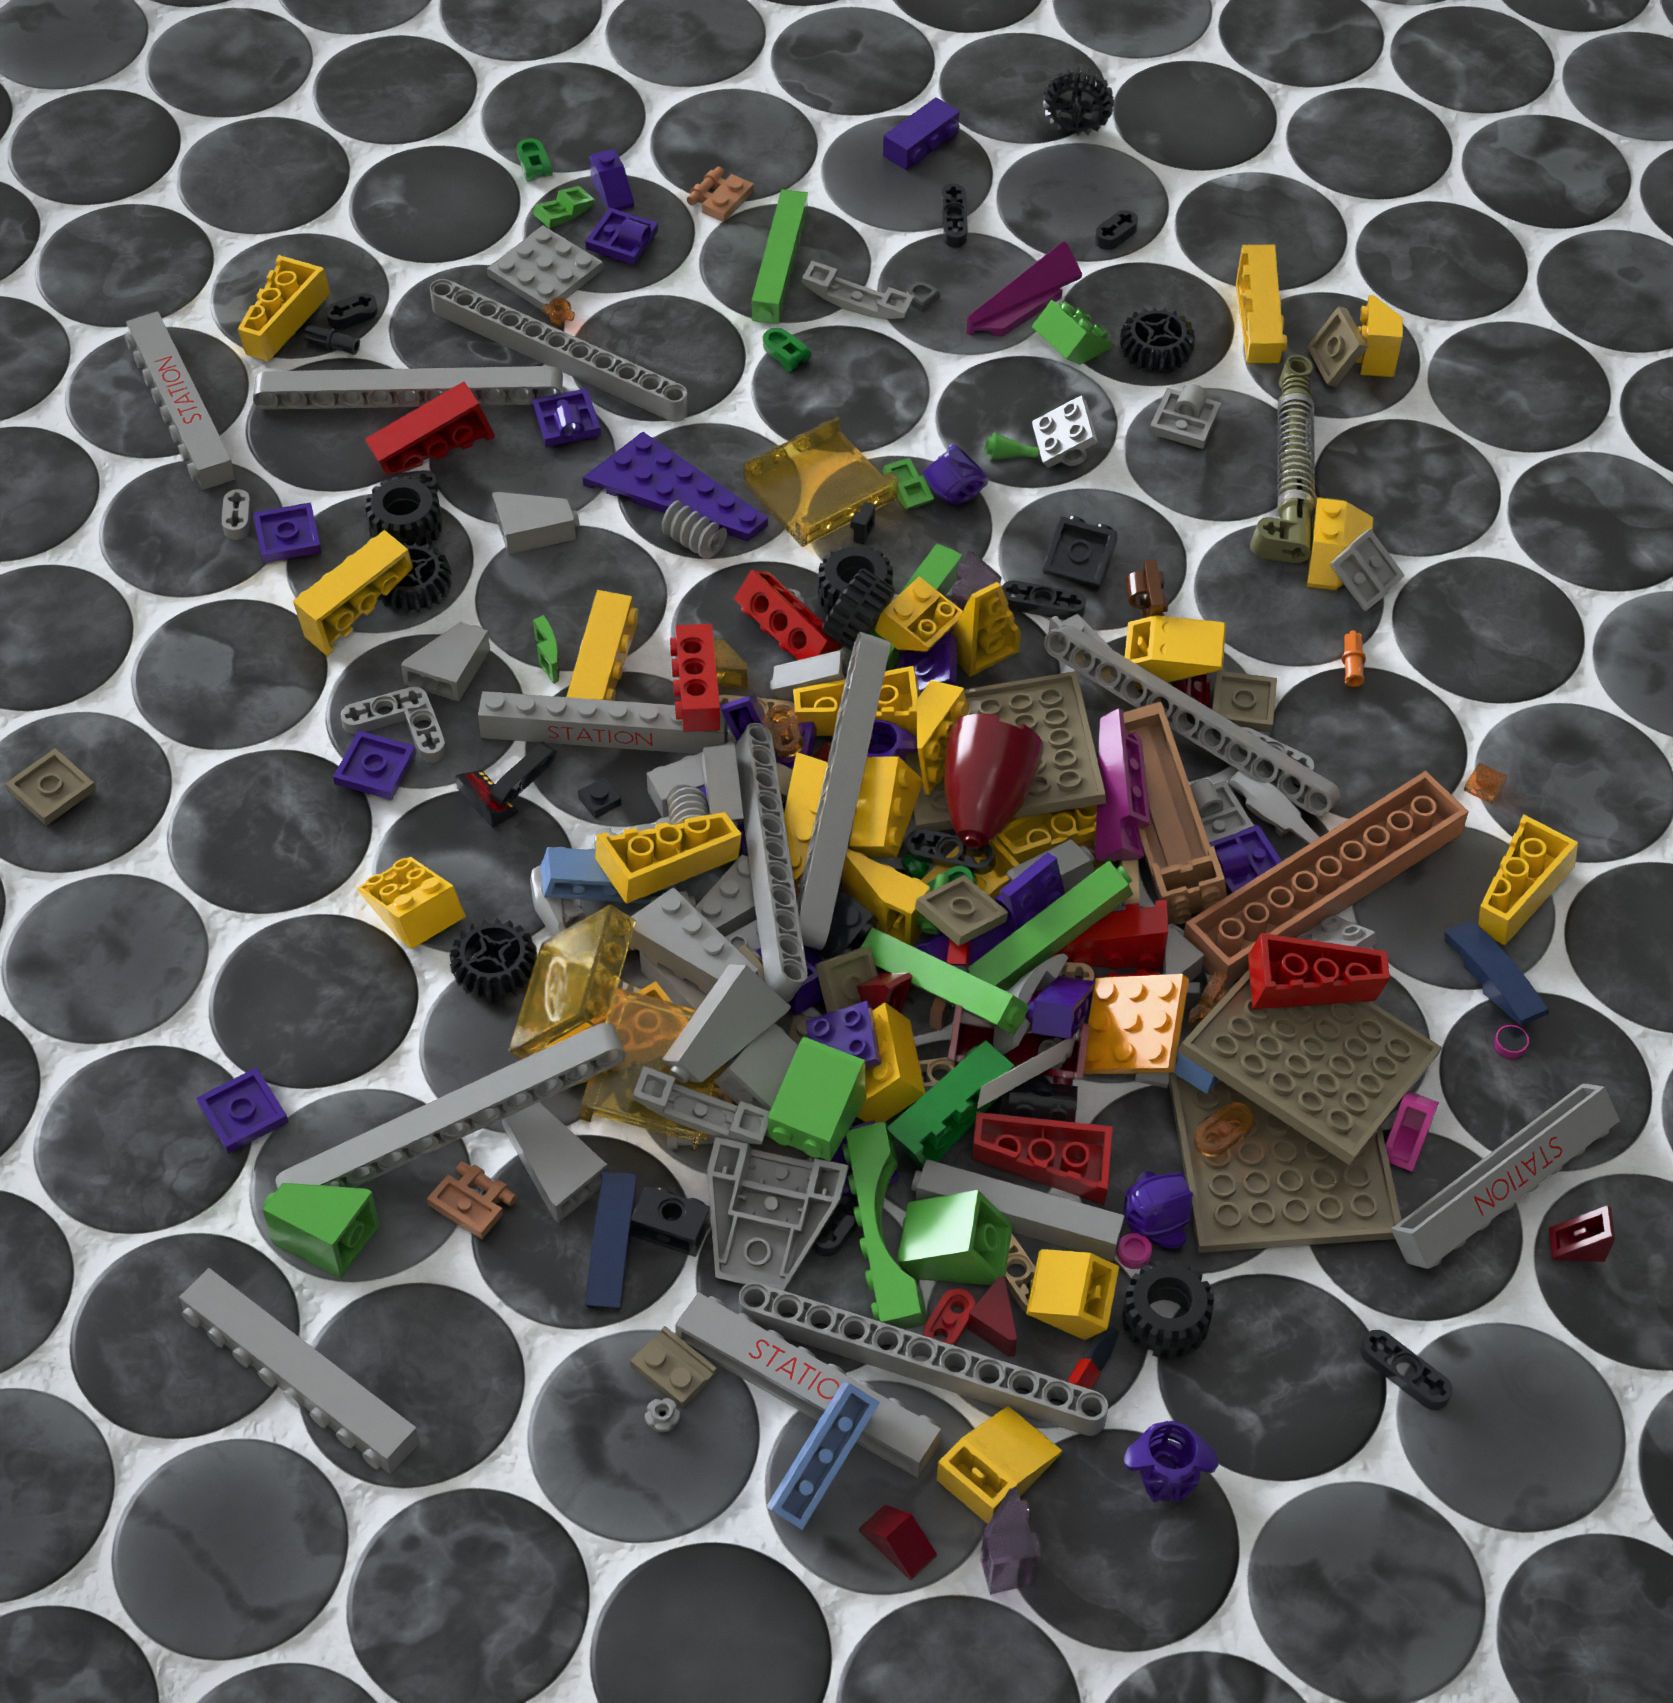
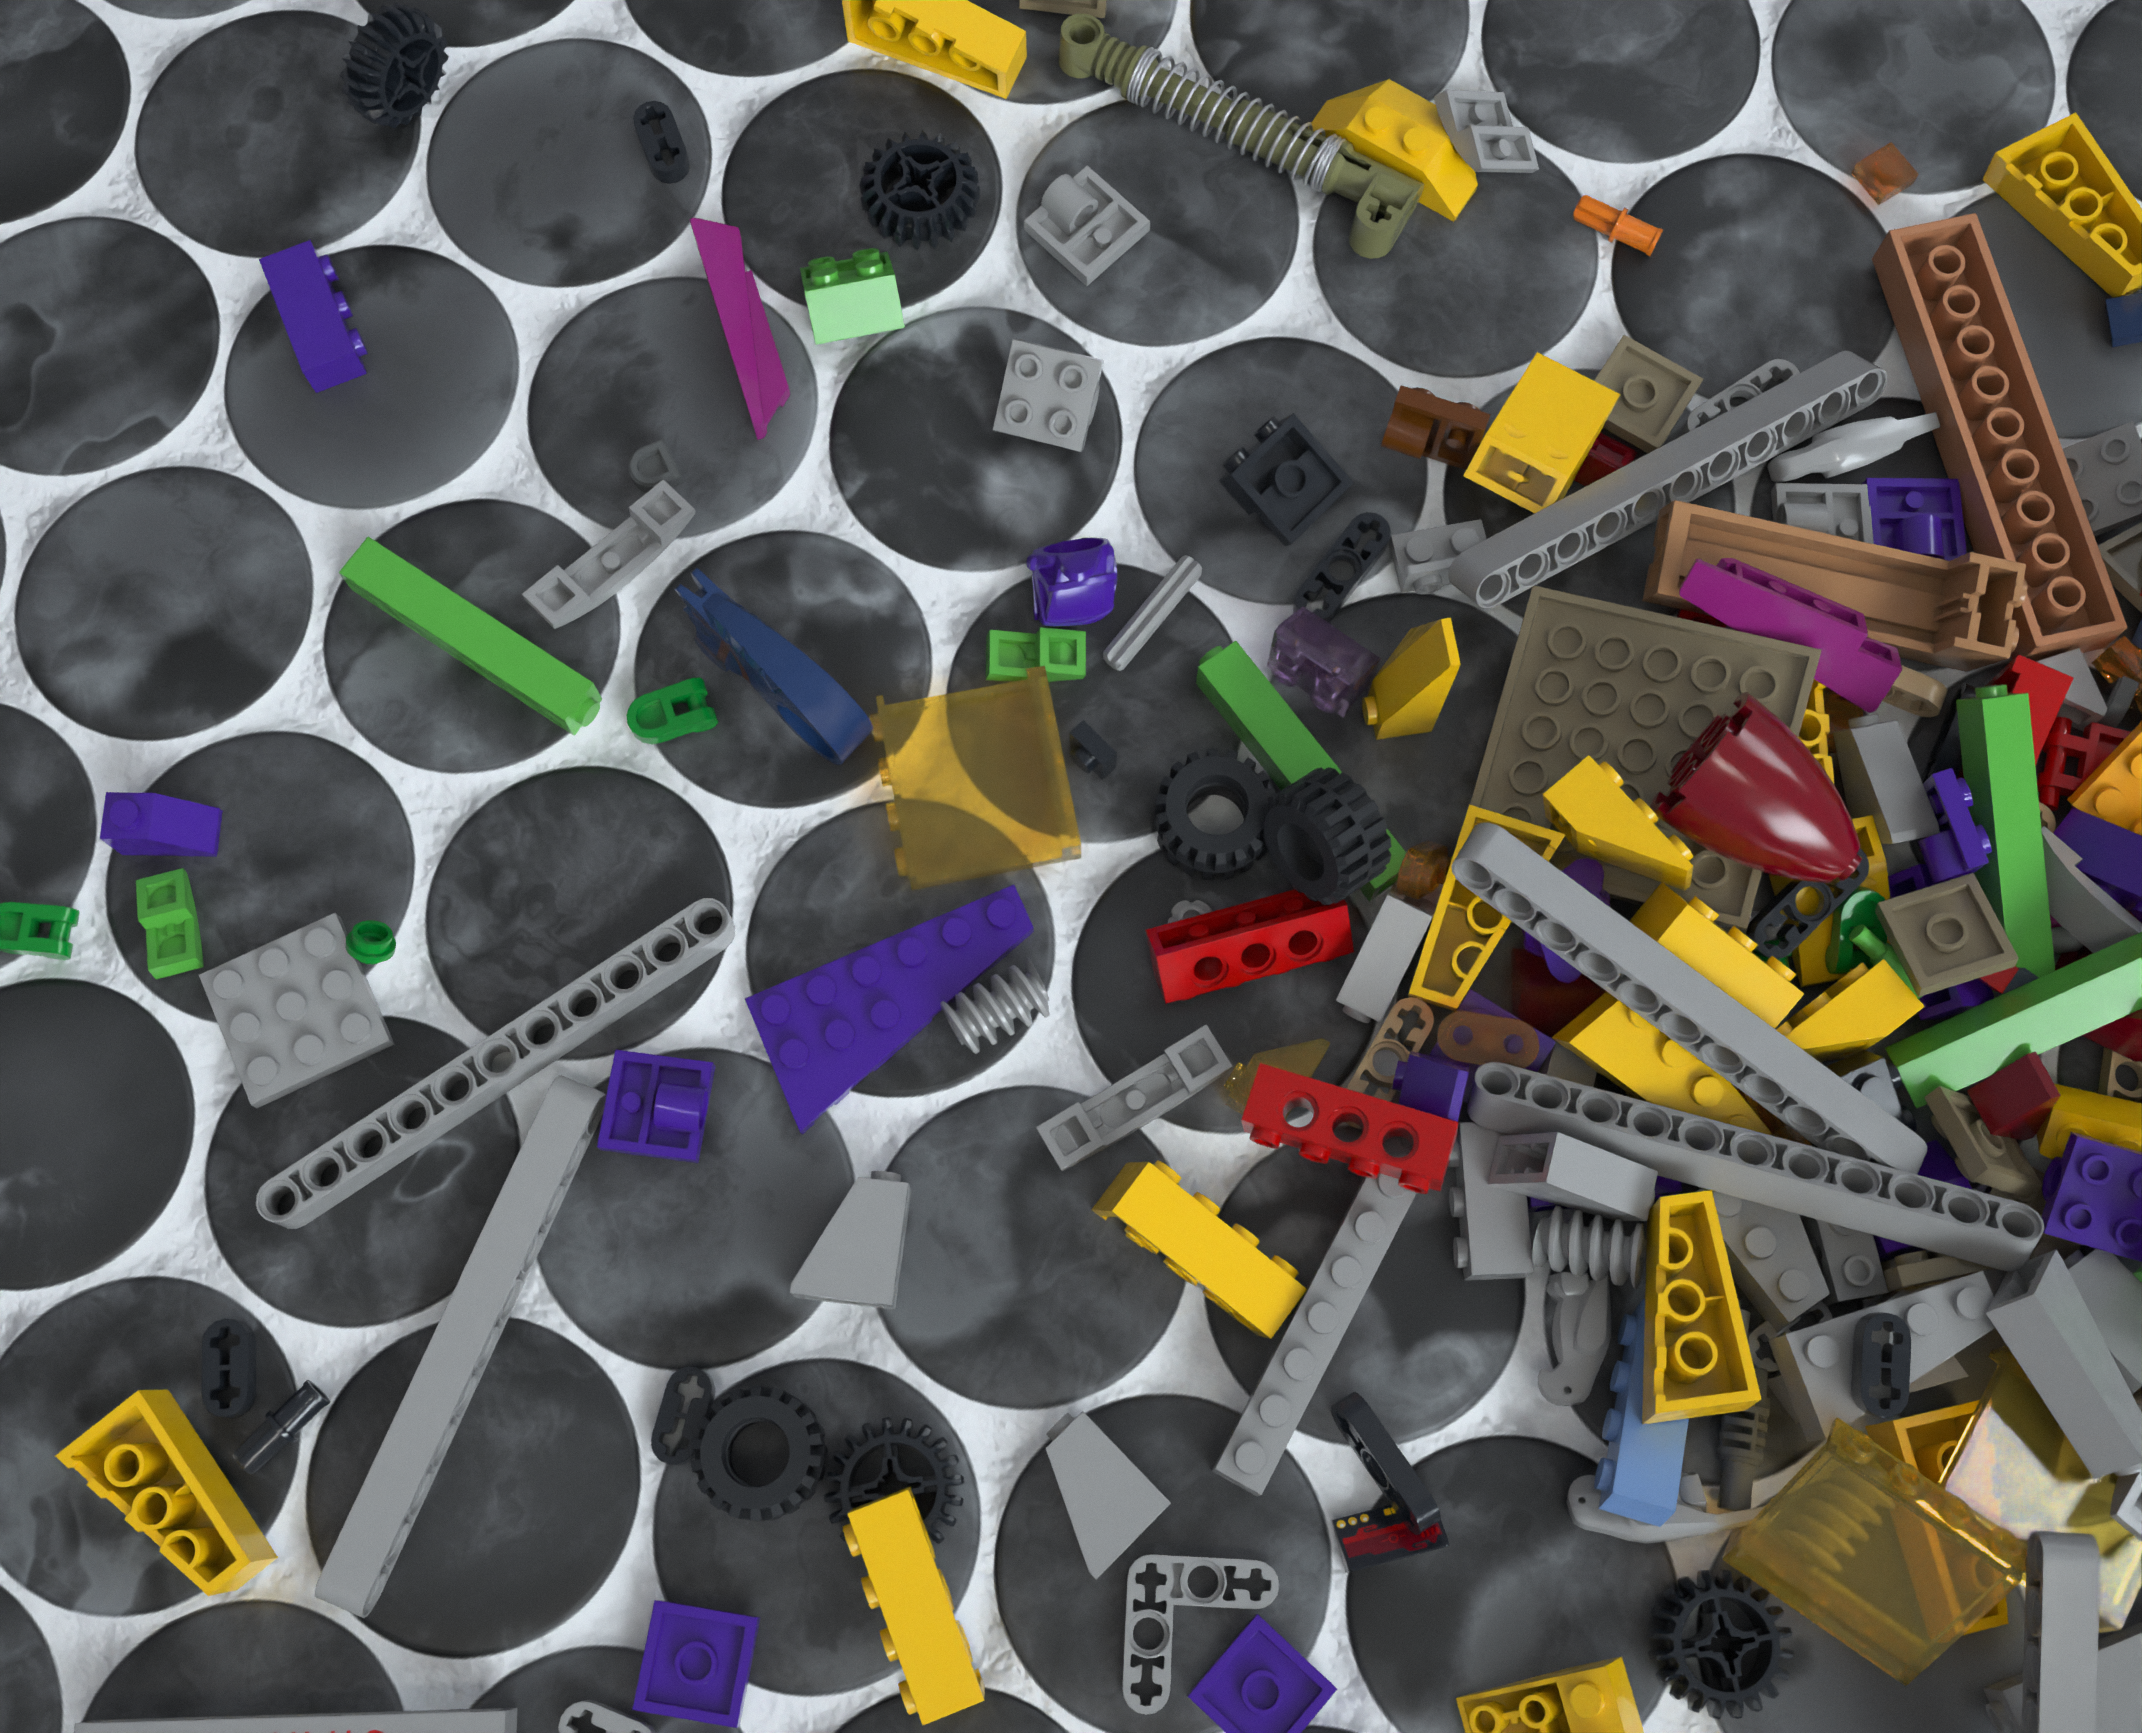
camera: 65 degrees left, 20 degrees up
(430, 431) = (593, 1346): red wedge -> none
(546, 648) = (1155, 1327): bright green slope -> none
(558, 311) = (411, 1013): clear orange plate -> none
(594, 279) = (371, 942): none -> green plate
(599, 797) = (1457, 1358): black plate -> none
(621, 236) = (292, 859): dark purple plate -> none
(665, 606) = (1135, 1099): none -> light grey slope
(674, 925) = (1894, 1364): none -> black beam
(726, 198) = (287, 660): nougat plate -> none
(821, 369) = (780, 672): none -> dark blue animal
(917, 617) = (1368, 743): yellow slope -> none
(935, 664) = (1426, 782): dark purple plate -> none
(950, 223) = (499, 331): black beam -> none
(964, 526) = (1152, 613): none -> light grey axle
(1004, 448) = (1028, 494): bright green cone -> none

